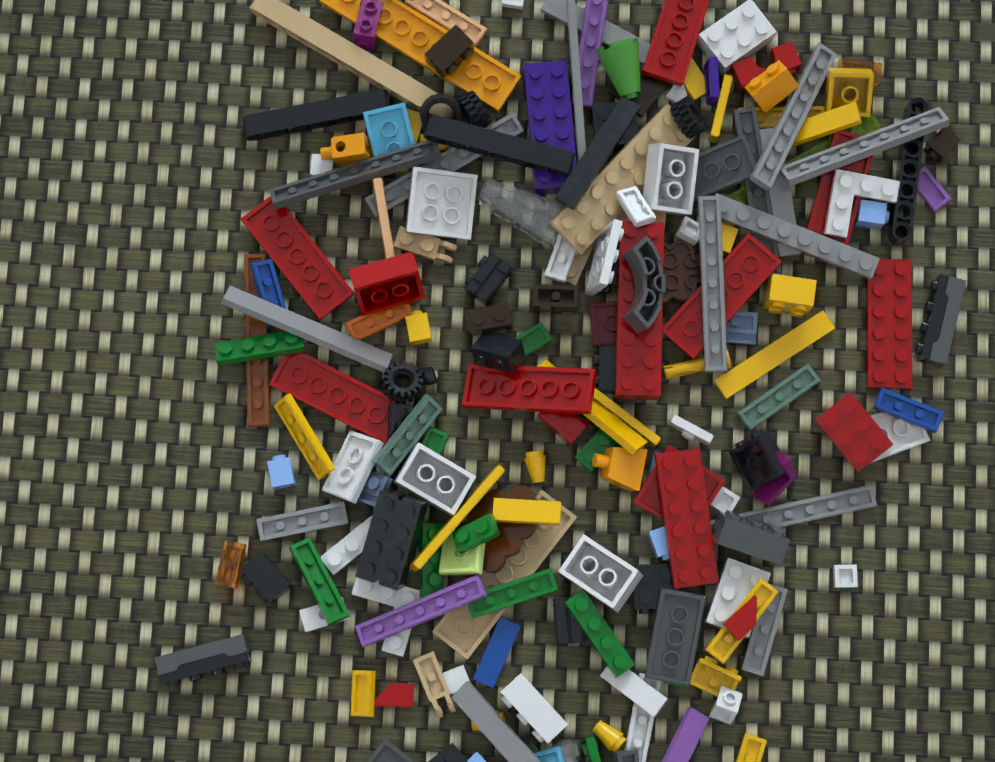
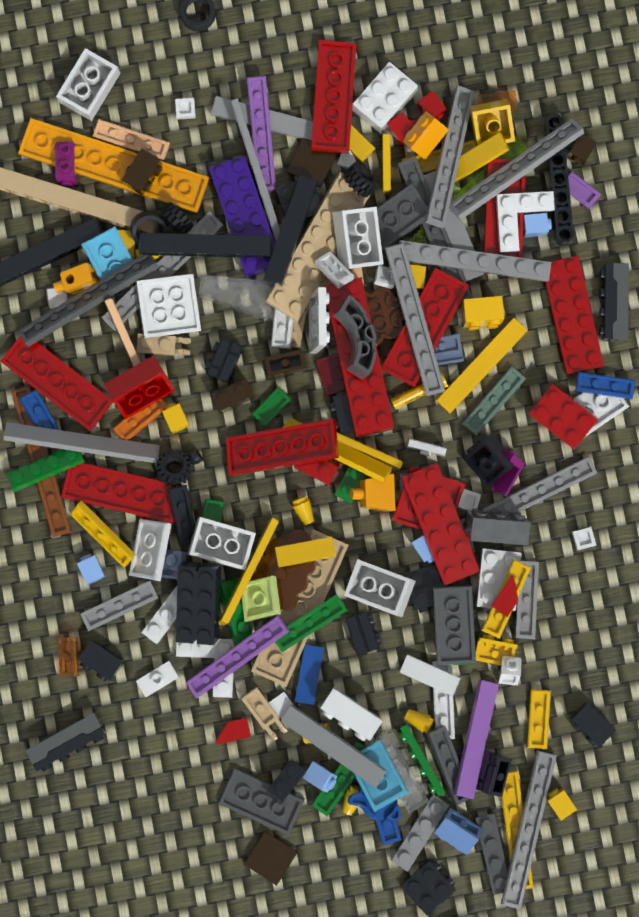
camera: 10 degrees left, 5 degrees up
(319, 581) = (146, 653): green plate -> none
(363, 693) = (206, 736): yellow tile -> none
(407, 435) = (189, 512): sand green tile -> none
(475, 533) = (267, 581): green plate -> none
(498, 352) = (248, 422): black brick -> none
(599, 633) = (390, 638): green plate -> none
(622, 66) = (294, 149): bright green cone -> none
(711, 81) = (373, 142): dark purple tile -> none

